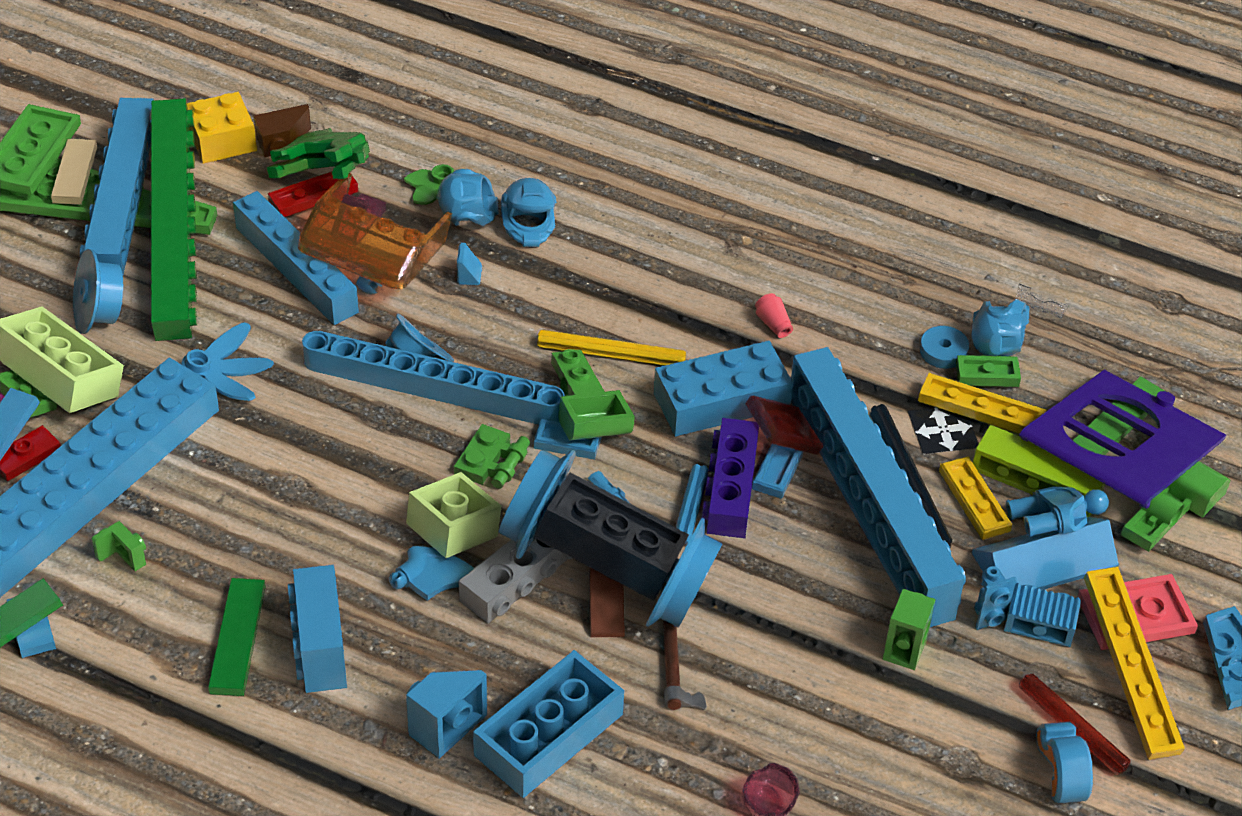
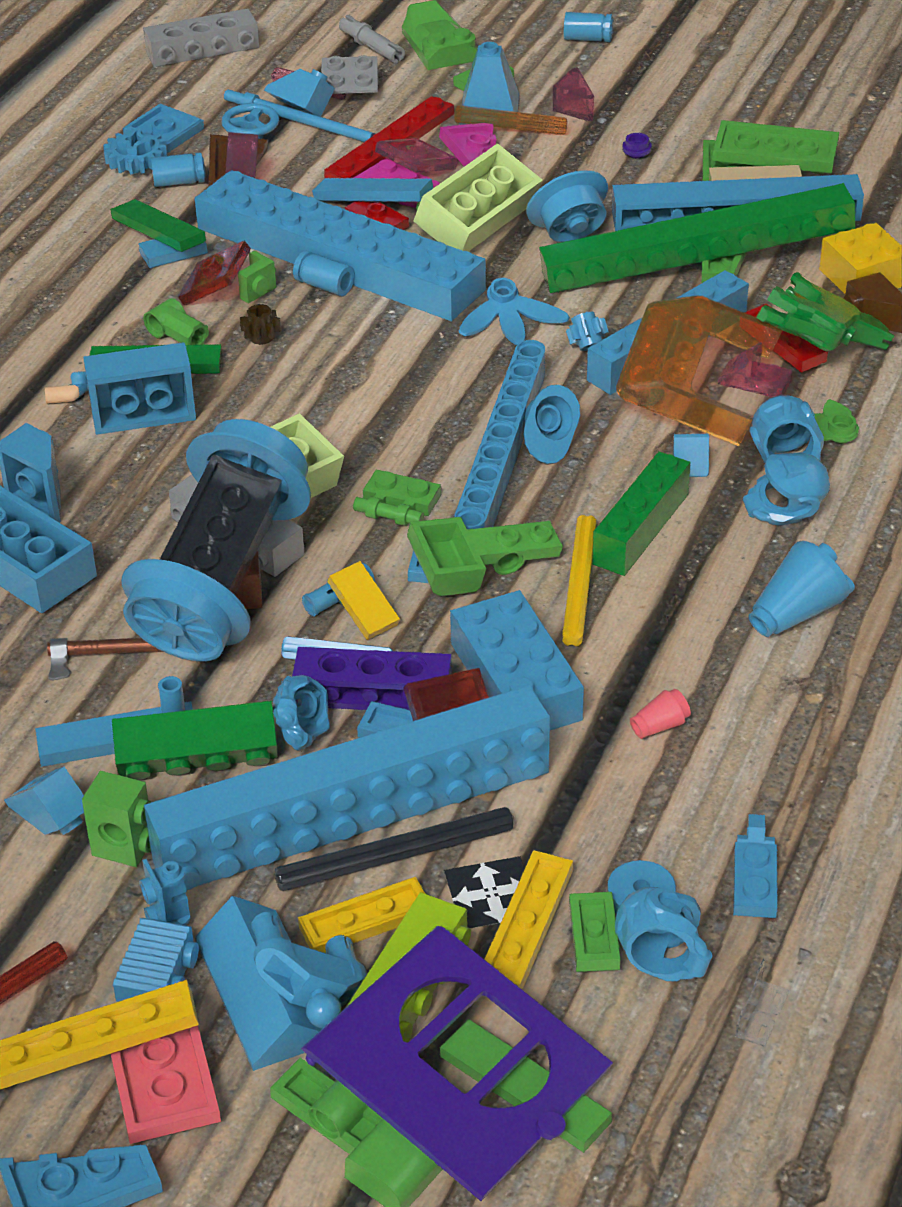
camera: 90 degrees right, 5 degrees down
(112, 576) = (214, 273): none -> clear red plate
(129, 492) = (323, 273): none -> dark azure piece
(180, 620) = (171, 320): none -> bright green piece
(208, 544) = (260, 324): none -> dark brown gear
(277, 703) = (70, 392): none -> light nougat arm
(282, 308) = (586, 330): none -> dark azure gear
(543, 297) = (641, 513): none -> green brick
(637, 477) = (363, 600): none -> yellow tile
(652, 219) = (800, 589): none -> dark azure cone
(780, 520) = (308, 717): none -> dark azure hair
(781, 649) = (95, 736): none -> dark azure piece
(807, 588) = (194, 739): none -> green brick
(871, 691) = (49, 802): none -> dark azure slope
(922, 288) = (755, 871): none -> dark azure hinge

